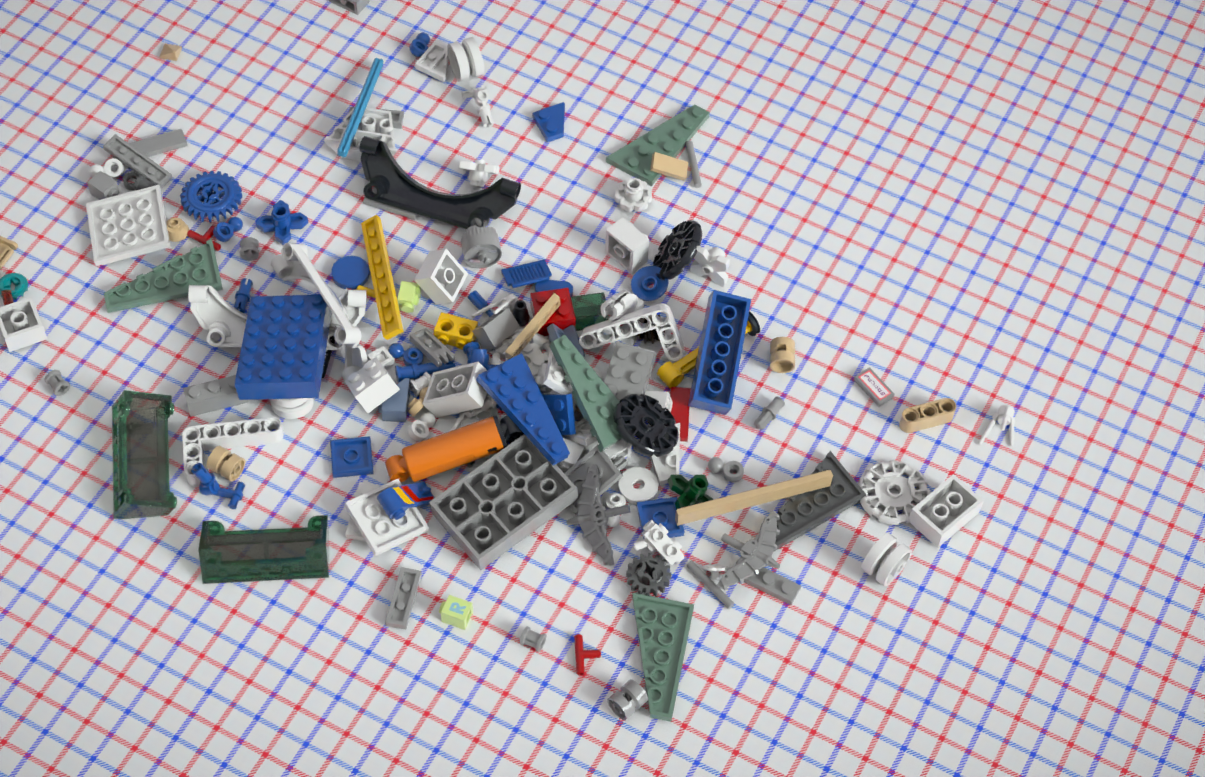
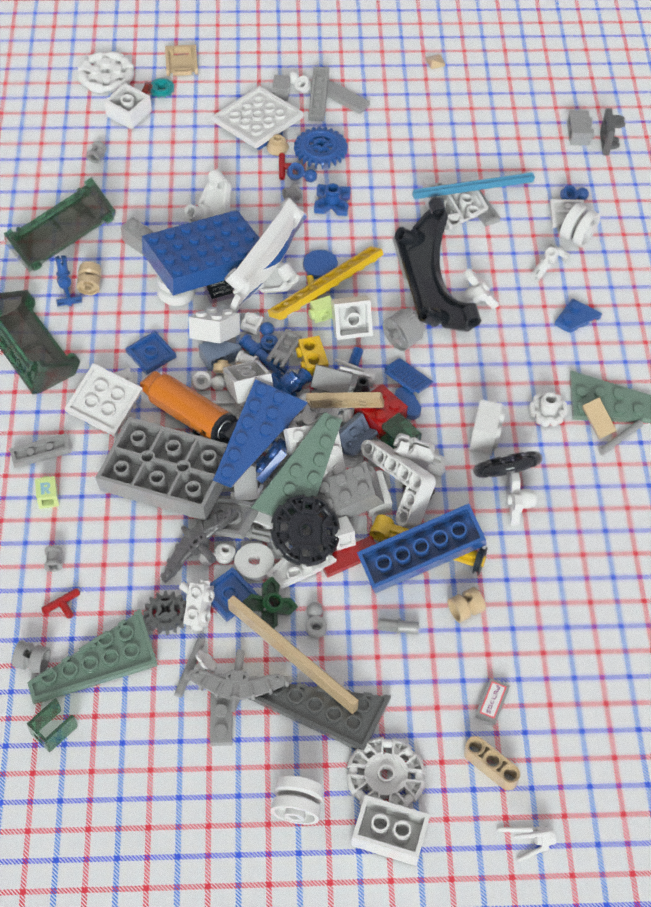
camera: 60 degrees right, 0 degrees up
(140, 183) = (301, 102): dark grey connector -> none
(168, 280) = (240, 169): sand green wing -> none
(223, 437) = (103, 254): white beam -> none
(243, 295) = (248, 212): blue pin -> none
(400, 498) = (118, 395): blue door -> none
(646, 277) = (461, 465): blue dish -> none
(701, 728) = (44, 718): none -> clear green piece

